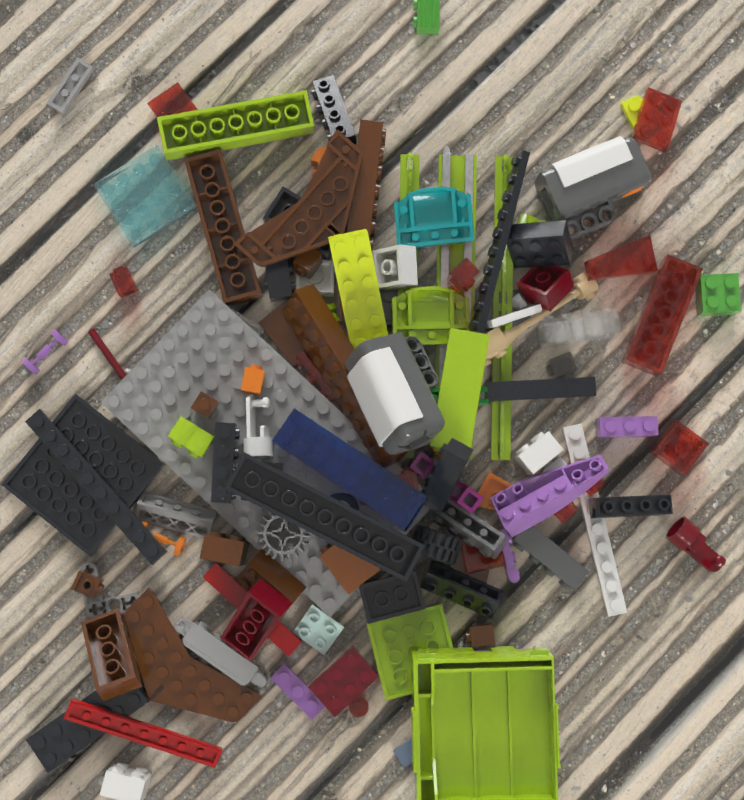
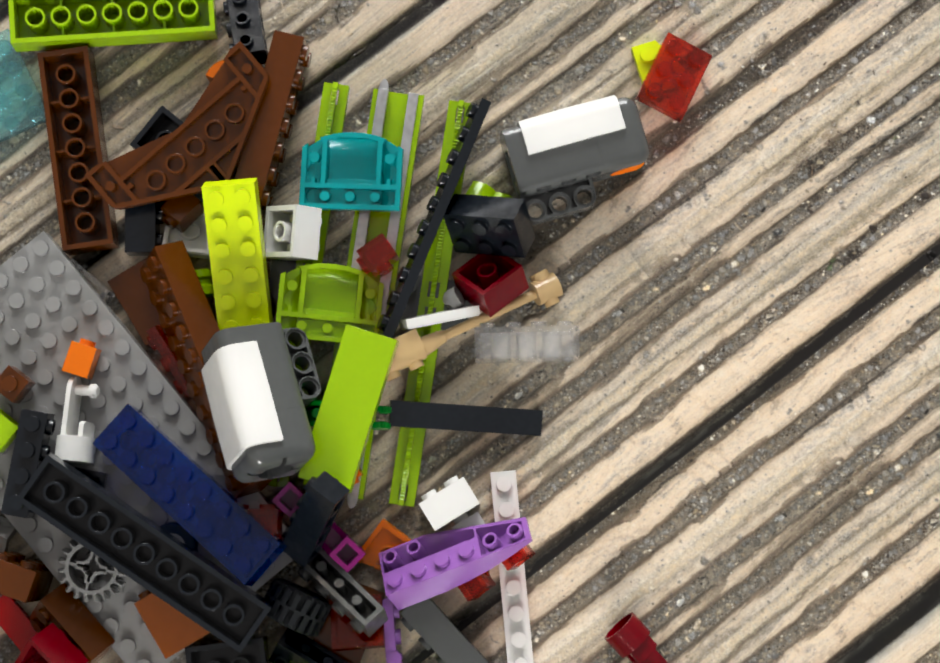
camera: 15 degrees right, 0 degrees up
(560, 365) = (498, 390): clear smoke brick -> none
(626, 260) = (607, 260): clear red wing -> none
(626, 427) = (574, 483): medium lavender brick -> none
(630, 506) = (562, 590): black brick -> none
(662, 315) = (642, 340): clear red brick -> none
(679, 448) = (639, 520): clear red brick -> none
(718, 295) = (721, 321): bright green brick -> none

